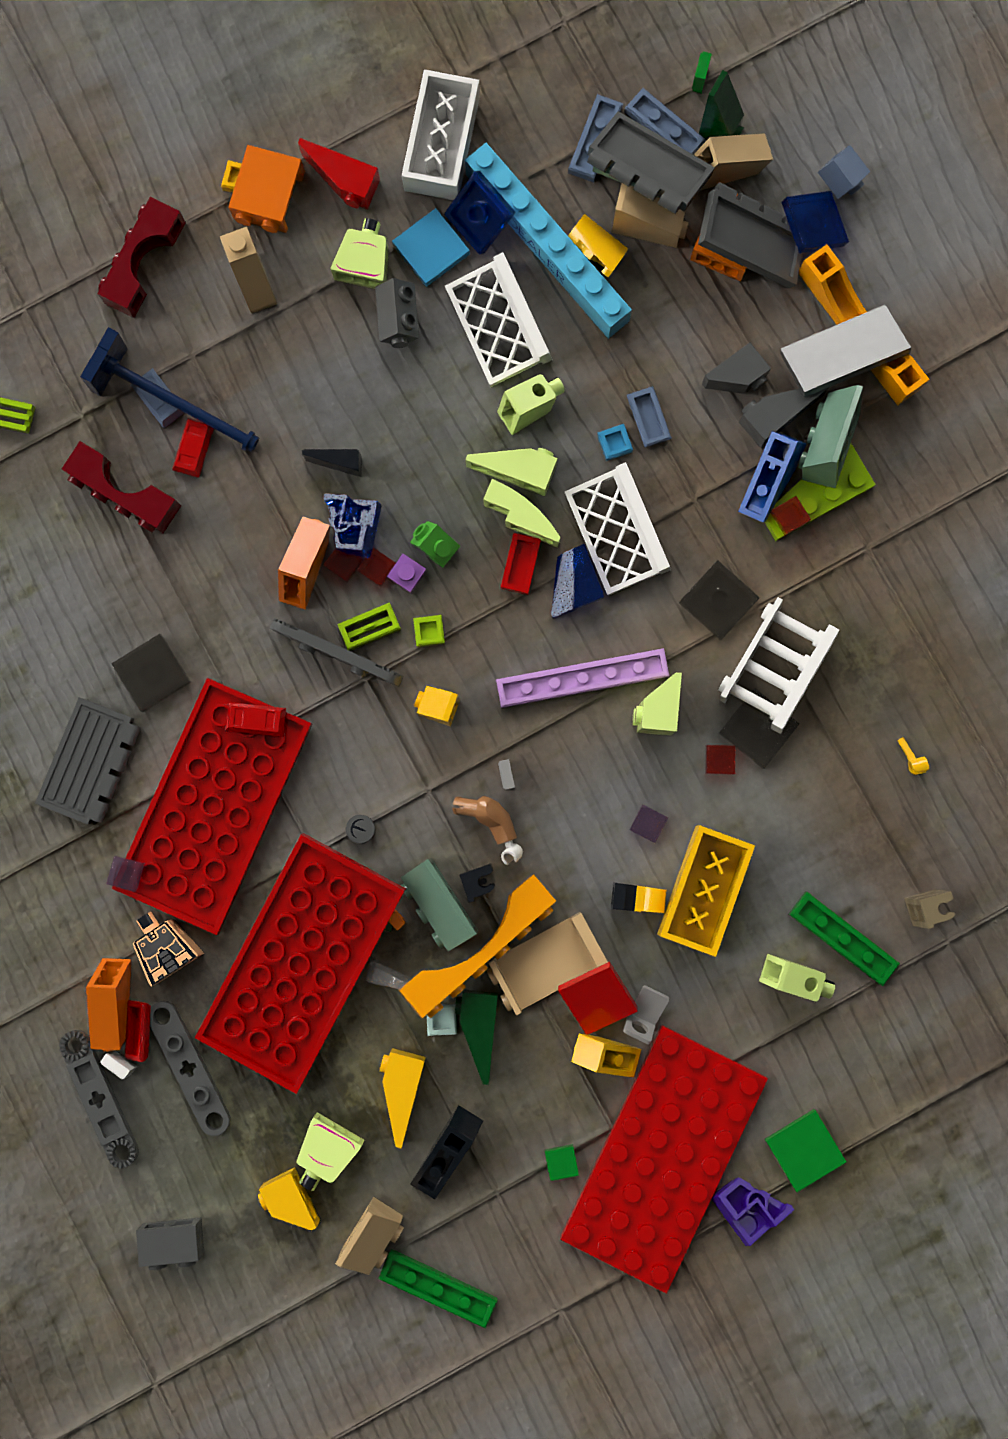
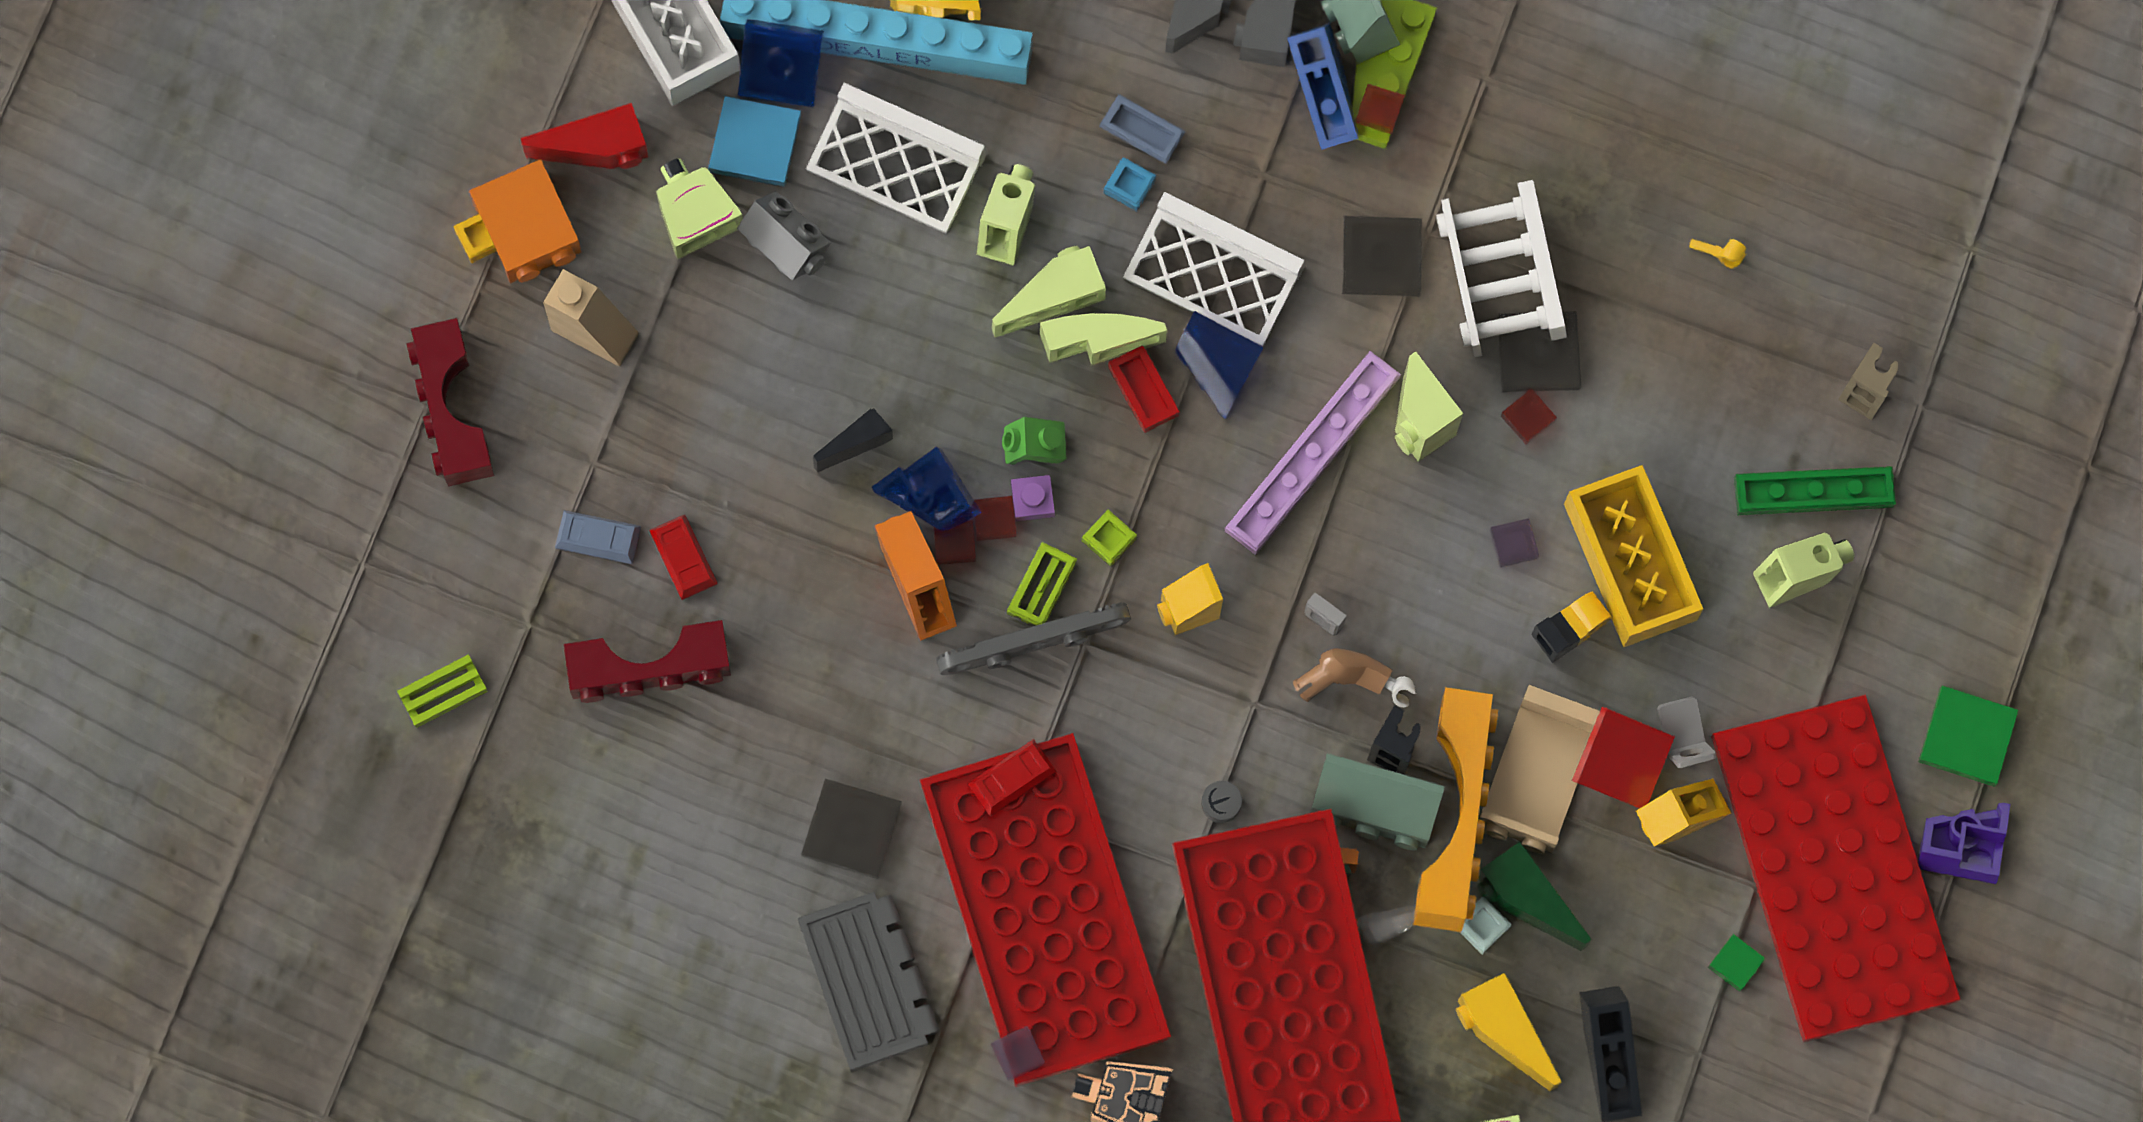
camera: 50 degrees left, 10 degrees down
(105, 364) = (523, 539): dark blue tile -> none

